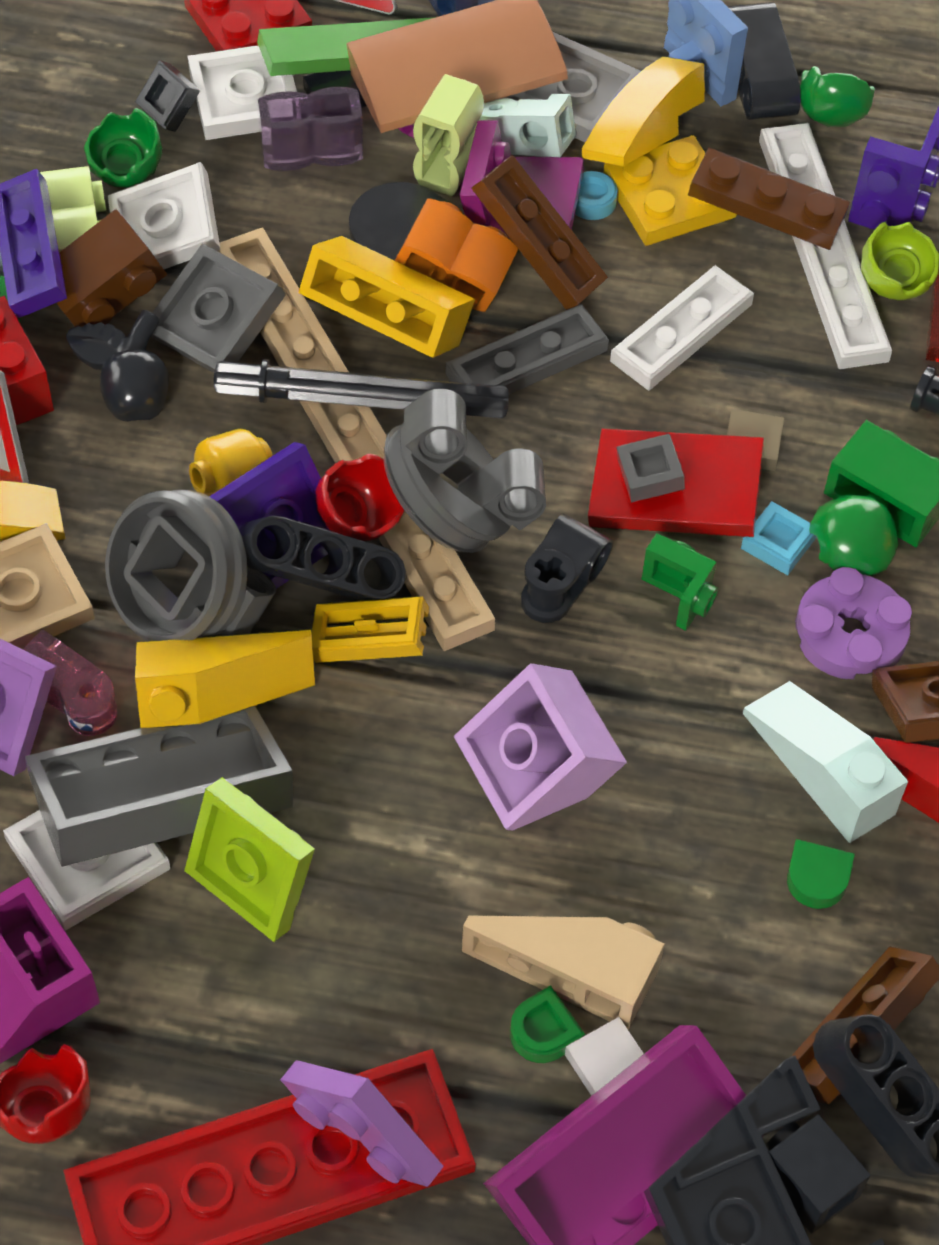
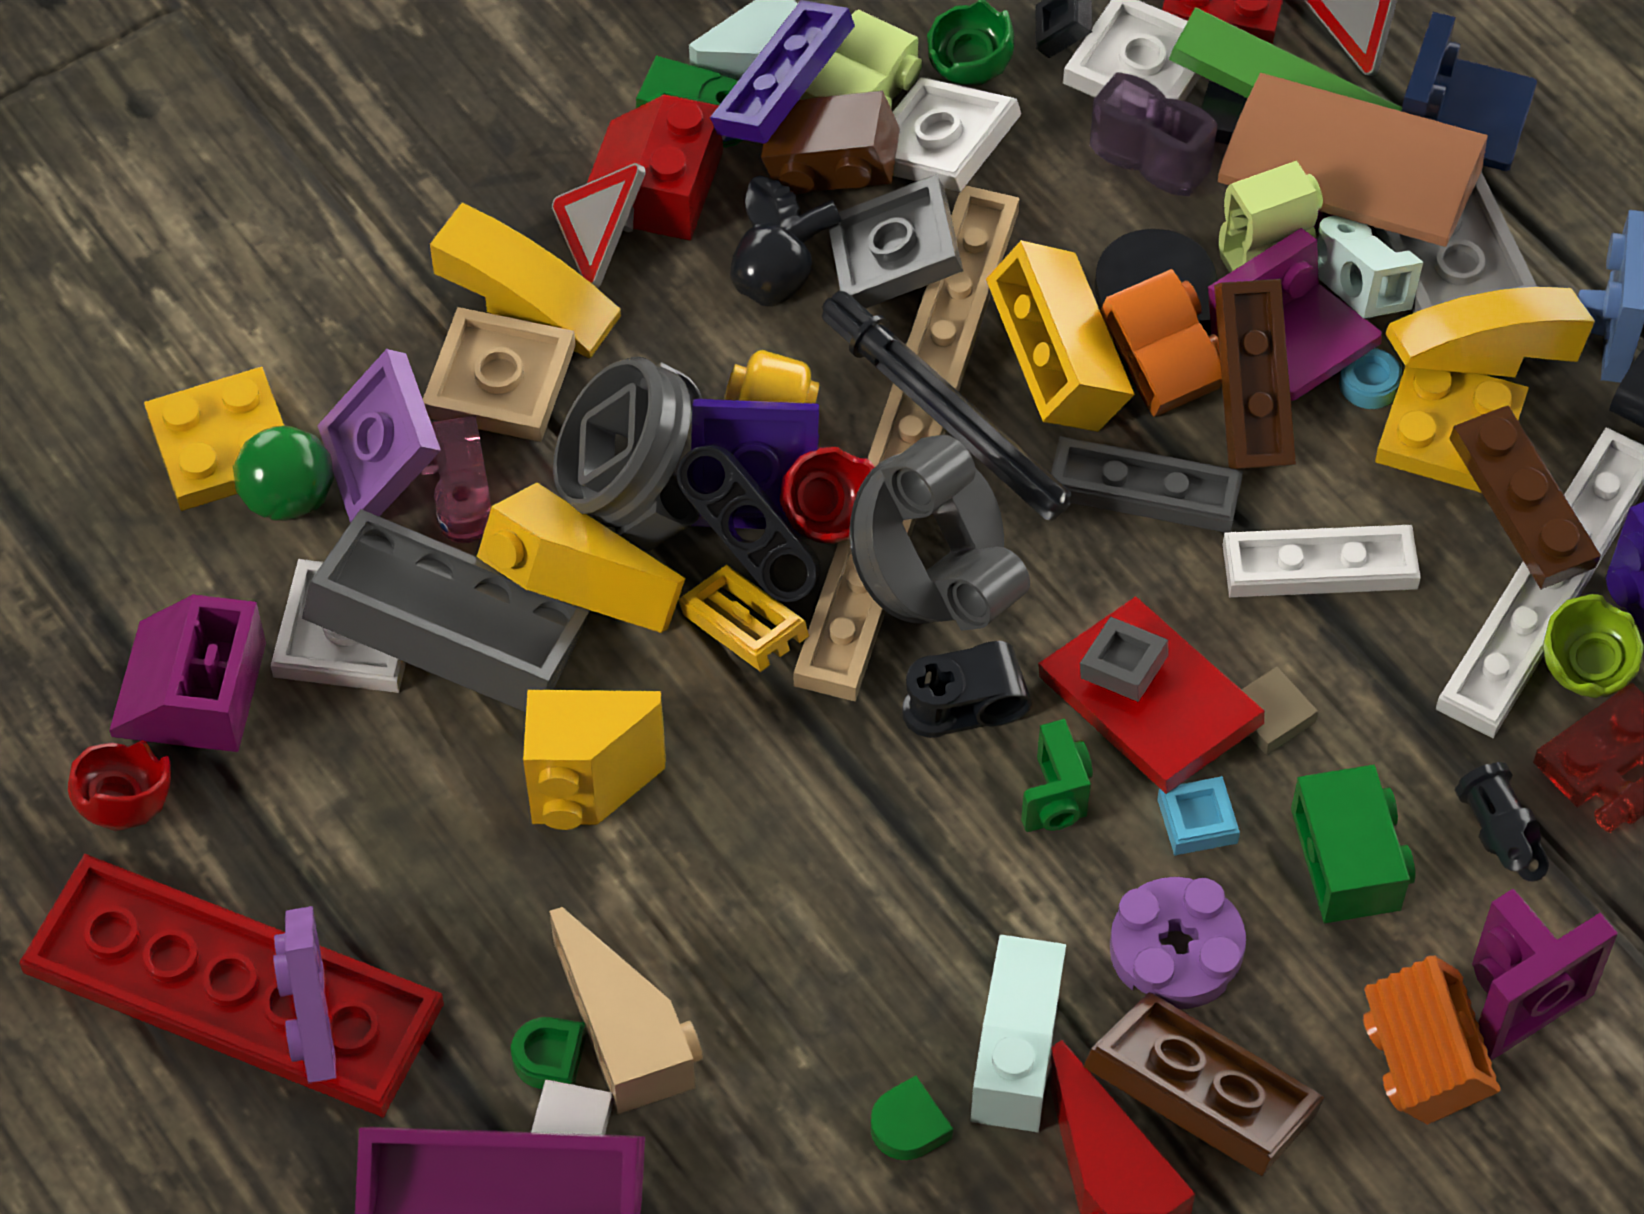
camera: 45 degrees right, 0 degrees up
(248, 859) = (441, 723): lime hinge -> none
(365, 800) = (589, 752): none -> yellow slope
(539, 746) = (782, 824): lavender slope -> none
(855, 534) = (1261, 864): green hair -> none

